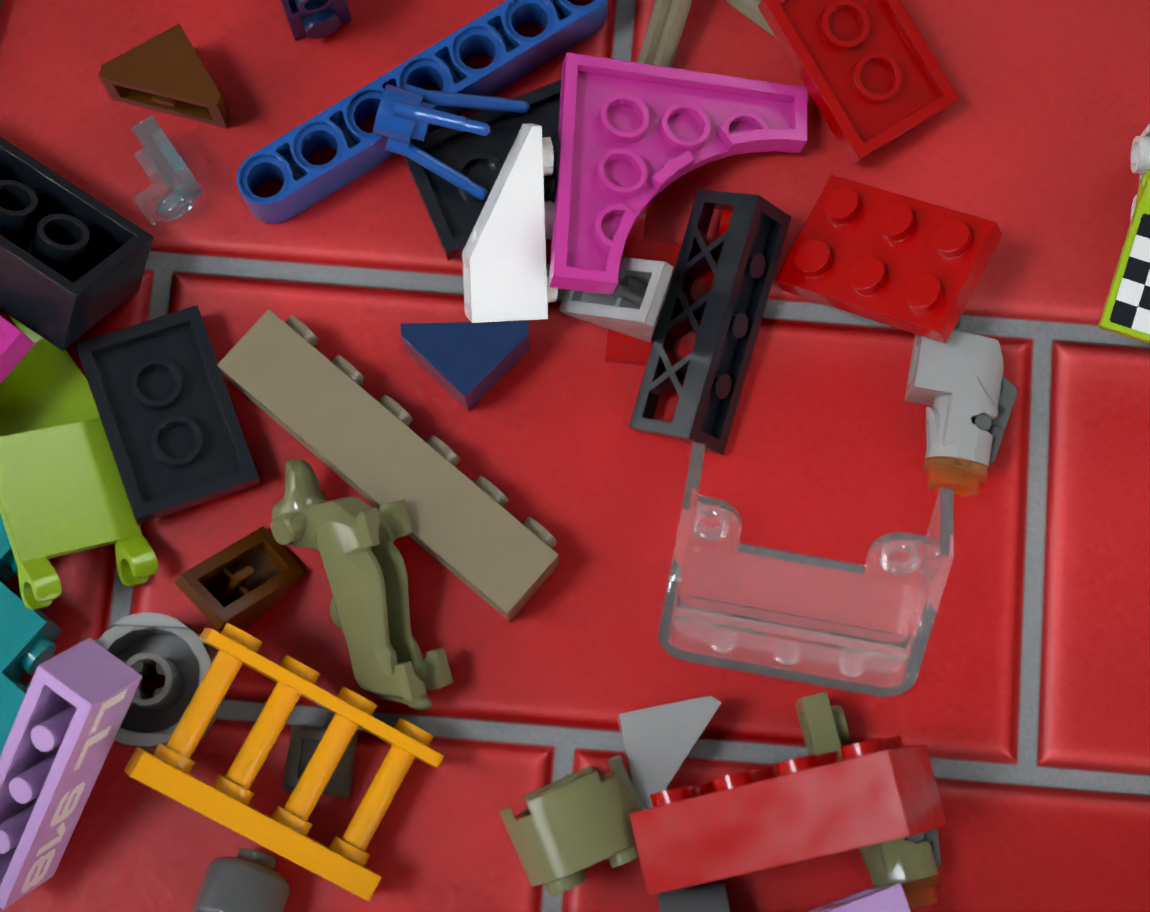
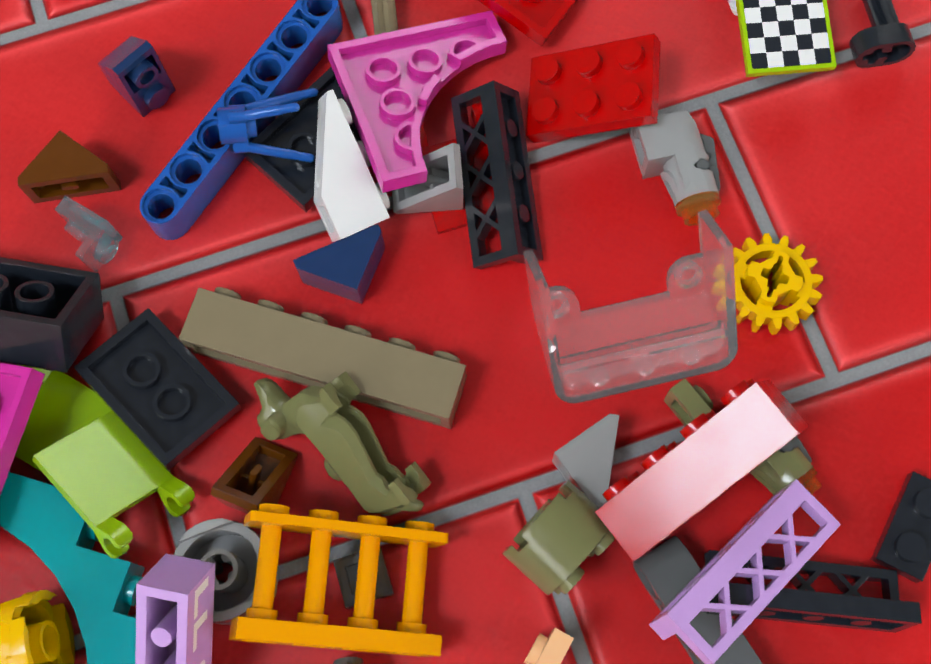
camera: 20 degrees left, 5 degrees down
(1018, 632) = (790, 284): none -> yellow gear

